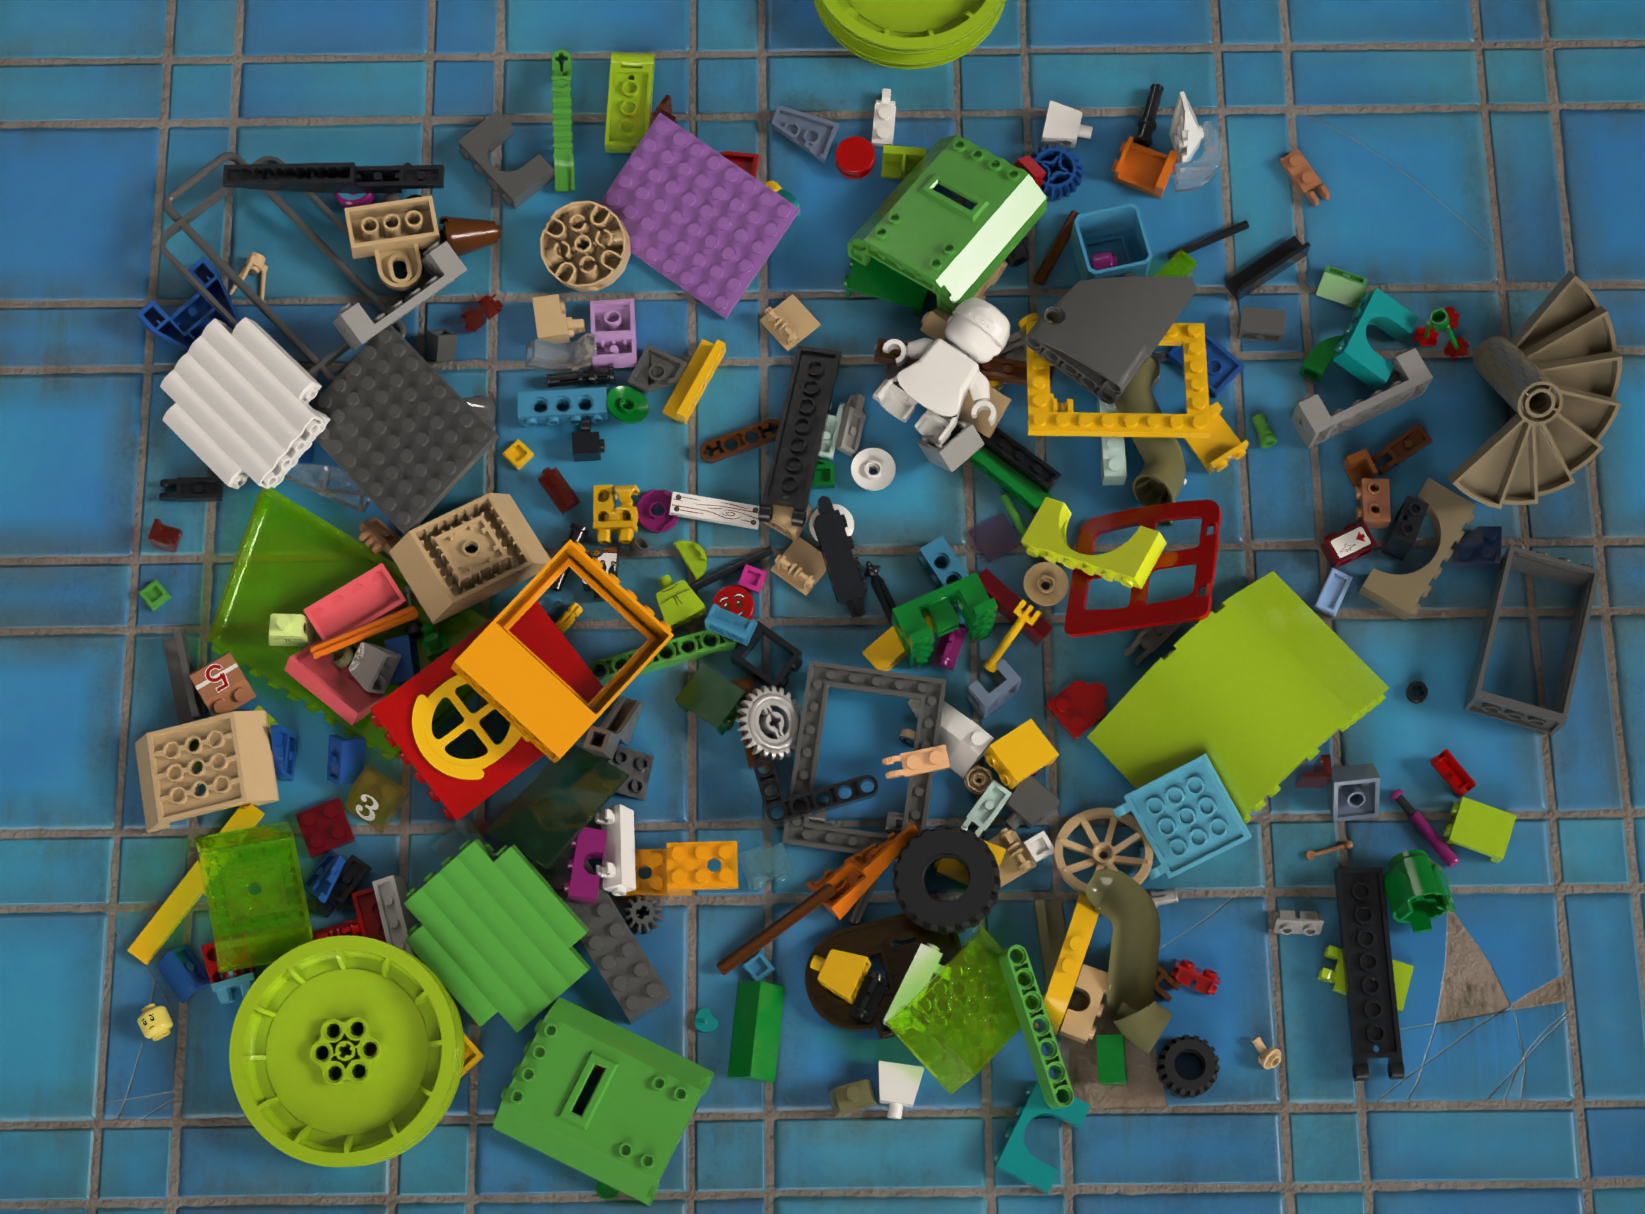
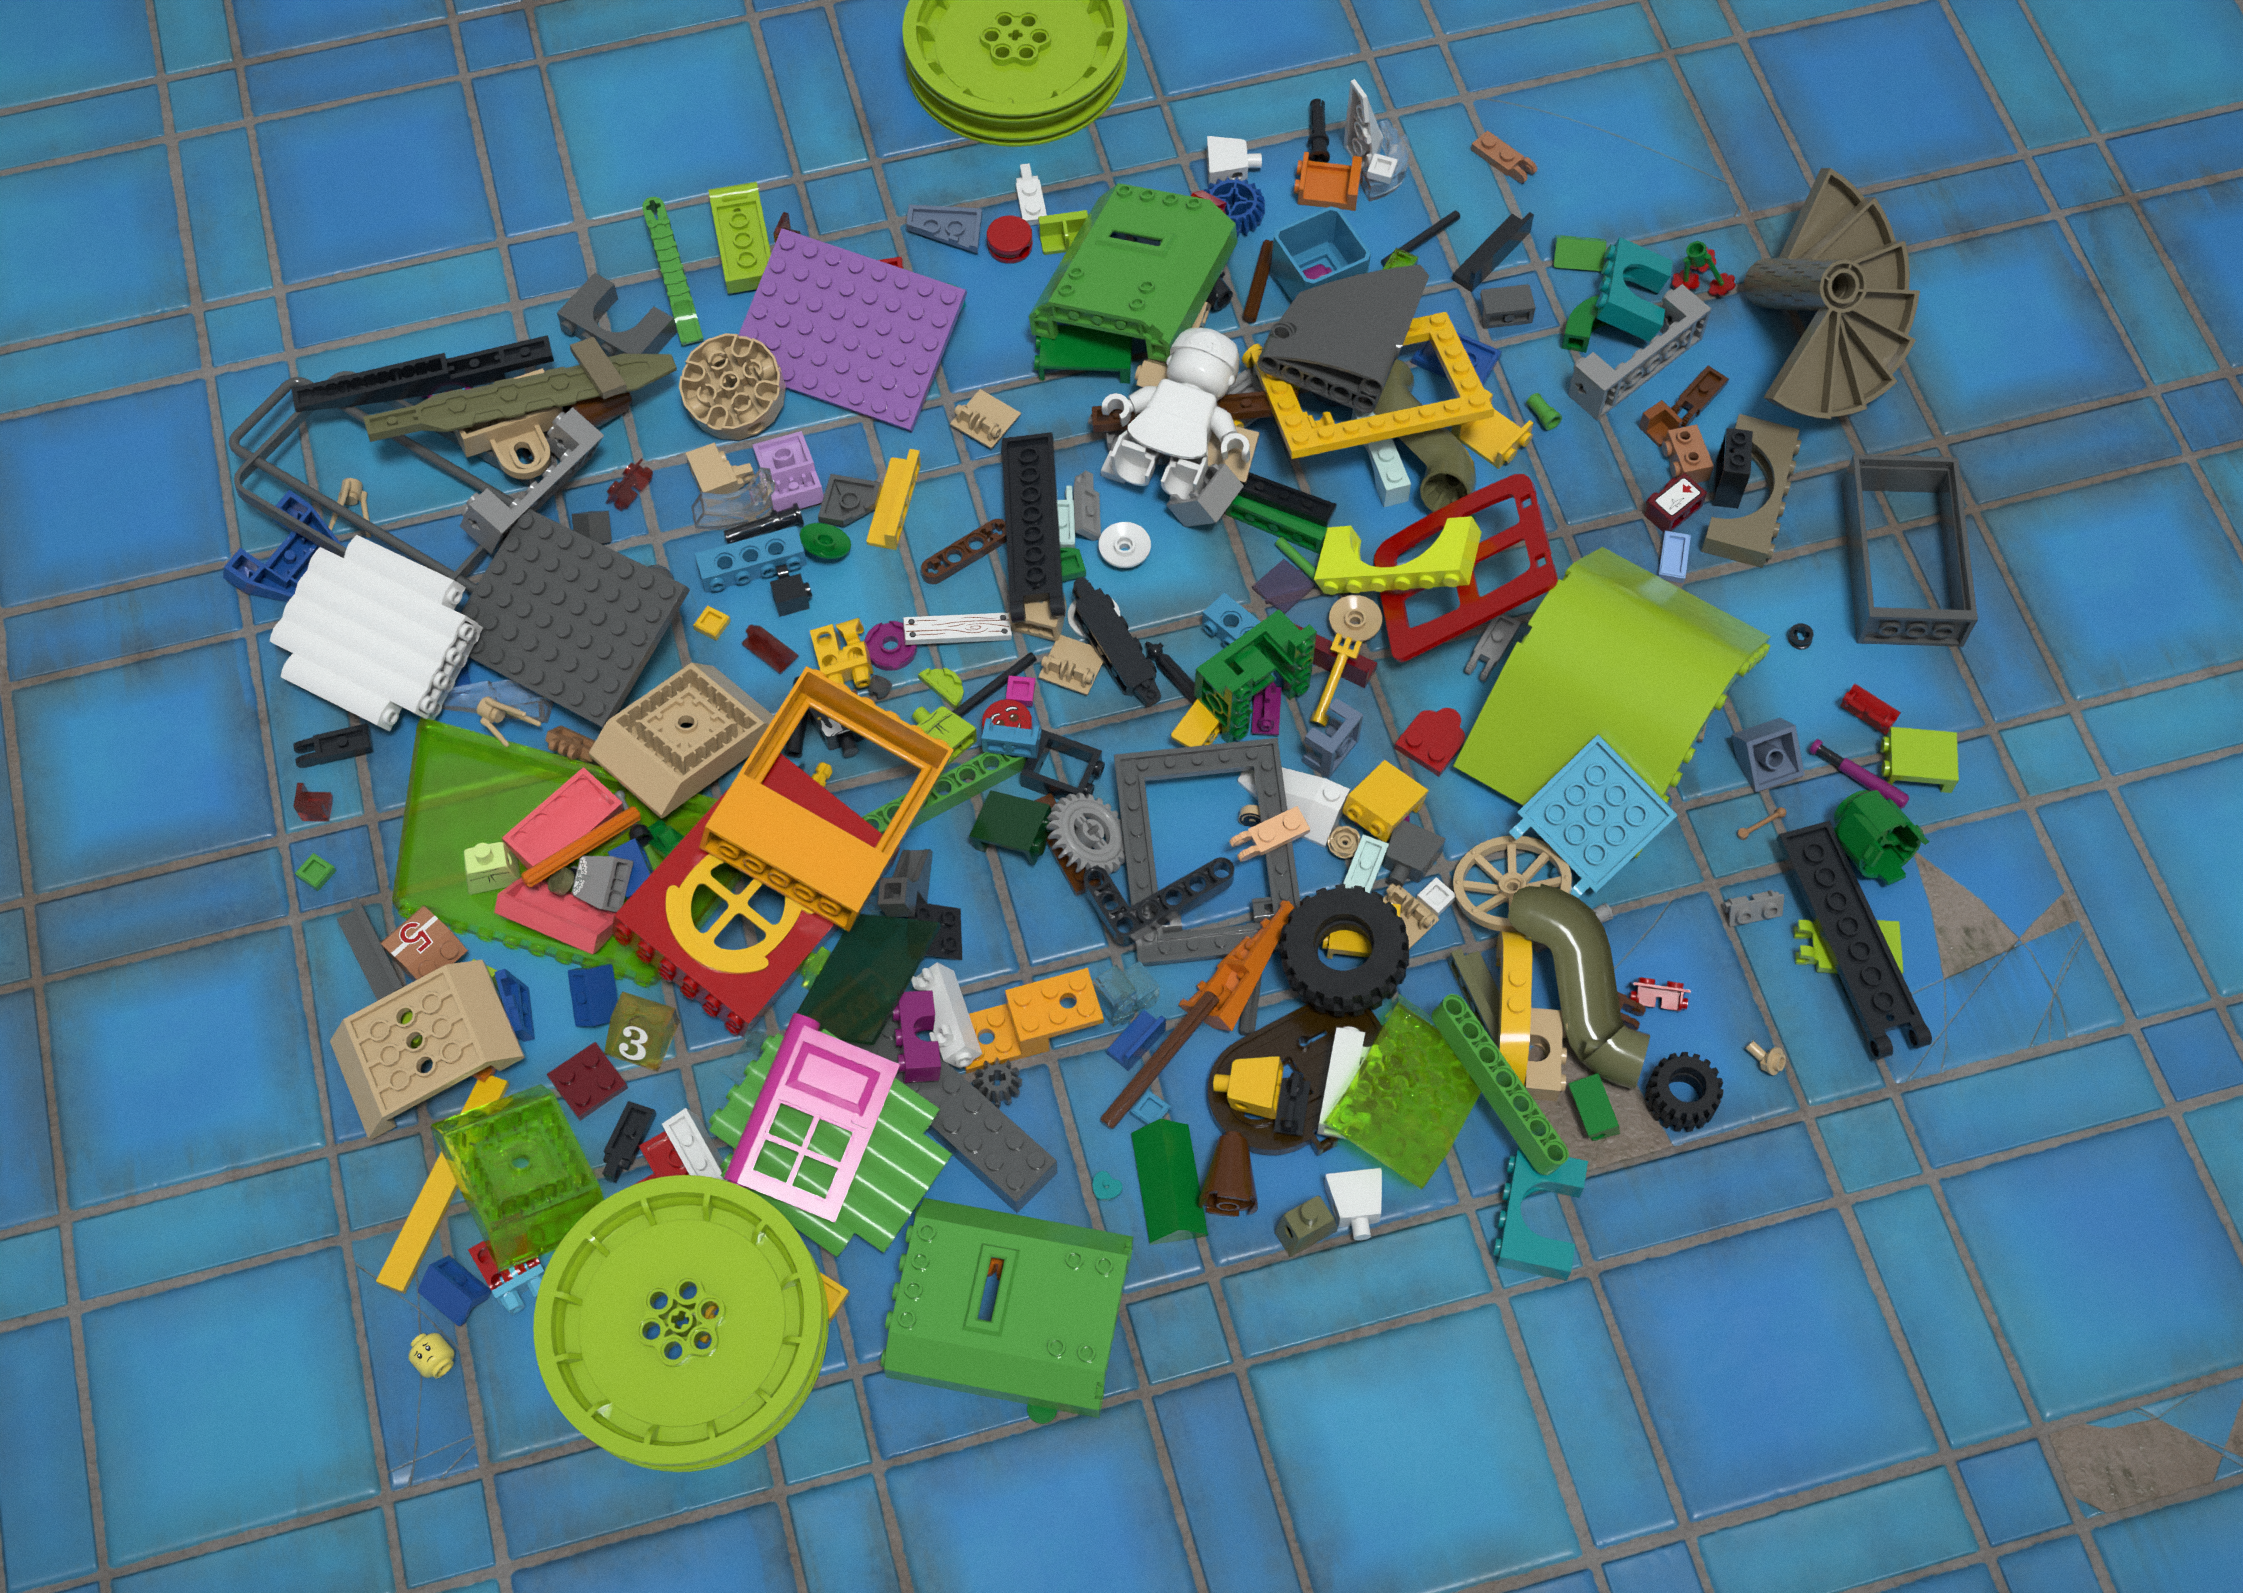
camera: 15 degrees left, 10 degrees down
(324, 495) = (494, 711): none -> tan plant
(324, 876) = (602, 1132): blue wing -> none
(410, 218) = (512, 397): none -> olive plate
(476, 208) = (598, 367): none -> dark tan tile
(500, 890) = (829, 1083): none -> door
(522, 782) = (813, 967): none -> clear neon green plate
(763, 905) = (1137, 1039): none -> blue panel
(803, 1042) = (1230, 1178): none -> reddish brown cone
(1191, 170) = (1382, 168): none -> white plate
(1321, 774) = (1724, 743): panel -> none
(1479, 548) = (1817, 475): dark blue plate -> none

